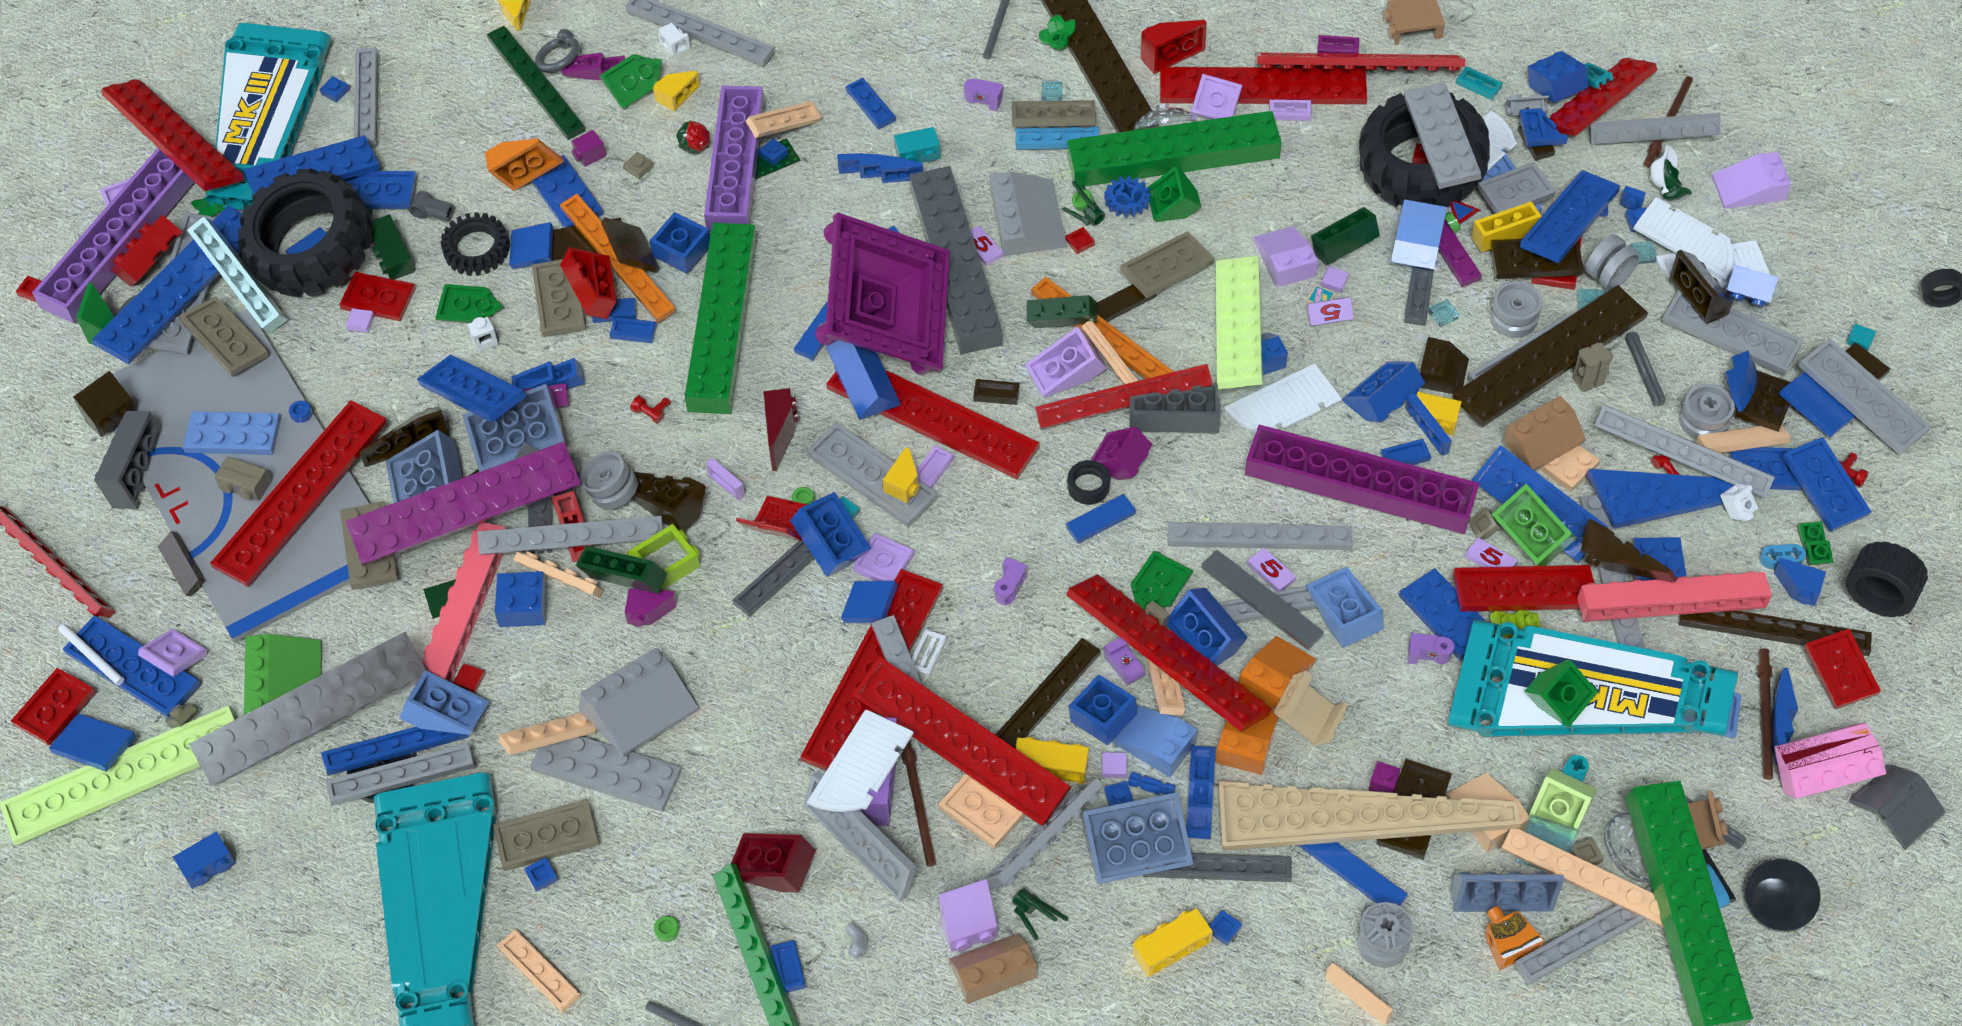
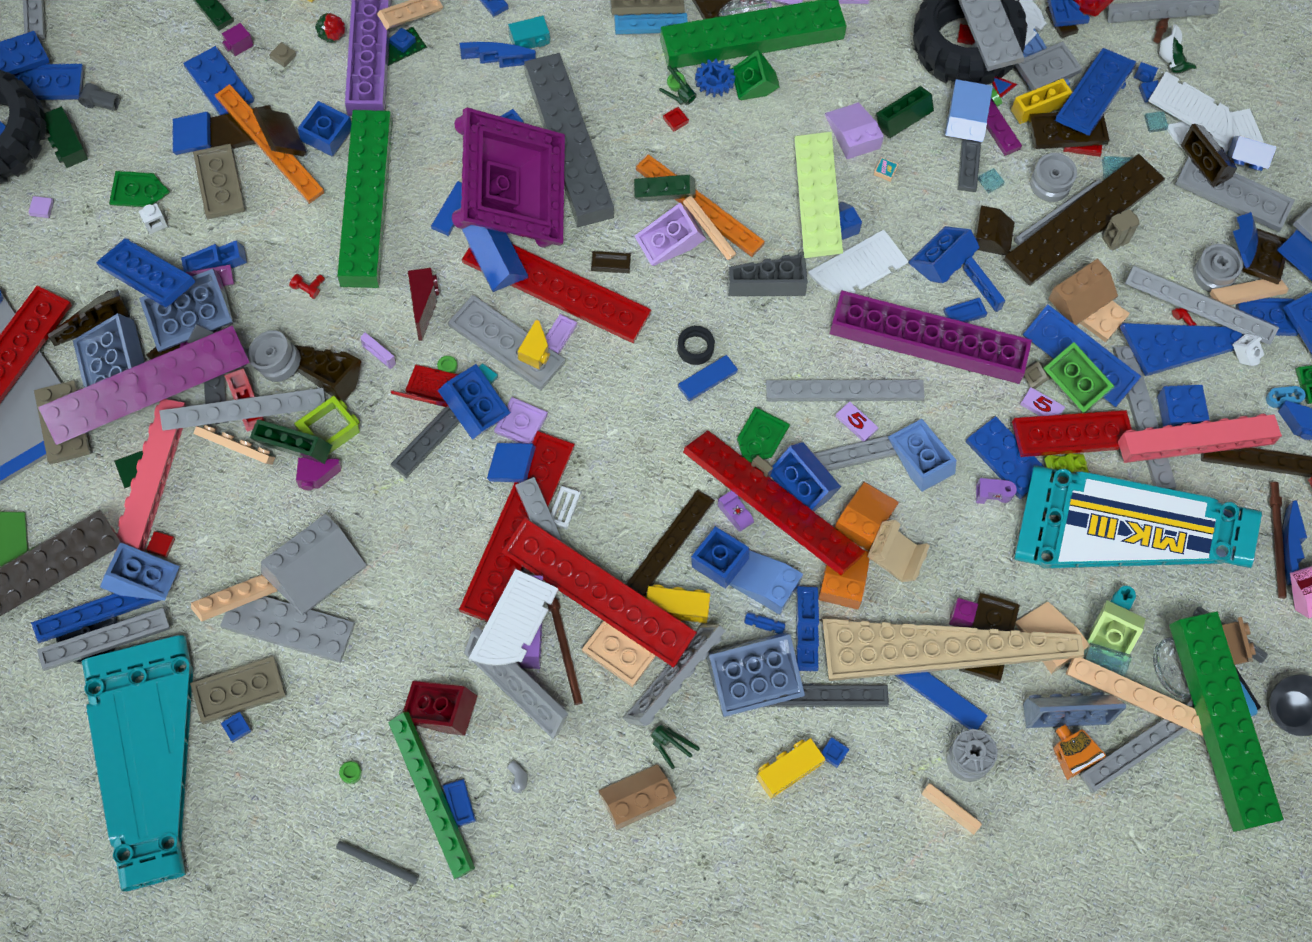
camera: 10 degrees left, 10 degrees up
(378, 294) = (56, 182): red tile -> none
(470, 225) = (135, 114): black tyre -> none
(520, 161) = (176, 55): orange slope -> none
(521, 599) = (202, 469): blue brick -> none
(538, 971) = (239, 817): light nougat tile -> none
(591, 280) = (247, 167): red wedge -> none
(623, 309) = (269, 192): blue tile -> none
(633, 330) = (287, 211): blue tile -> none
(968, 916) = (614, 756): lavender slope -> none
(986, 247) = (596, 129): lavender tile -> none
(1011, 582) = (636, 433): medium lavender leg -> none
(1026, 213) = (628, 94): light grey slope -> none
(1113, 765) = (731, 606): lavender tile -> none
(1118, 793) = (737, 633): blue plate -> none
(1119, 396) = (719, 265): red plate -> none
(1121, 302) = (718, 174): dark brown tile -> none
(1123, 452) = (723, 317): magenta slope -> none
(1166, 691) = (774, 539): light nougat plate -> none
(1167, 264) = (753, 141): dark tan plate -> none
(1262, 599) = (851, 450): dark grey tile -> none
(1330, 311) = (894, 181): lavender tile -> none
(1334, 279) = (897, 151): lavender tile -> none
(1443, 410) = (996, 271): yellow slope -> none
(1562, 692) = (1113, 533): green slope -> none
(1588, 851) = (1137, 672): dark tan plate -> none
(1611, 554) = (1141, 398): dark brown wedge -> none
(1612, 262) = (1133, 133): light grey wheel -> none
(1645, 369) = (1163, 228): dark grey axle -> none
(1753, 181) = (1245, 55): lavender slope -> none

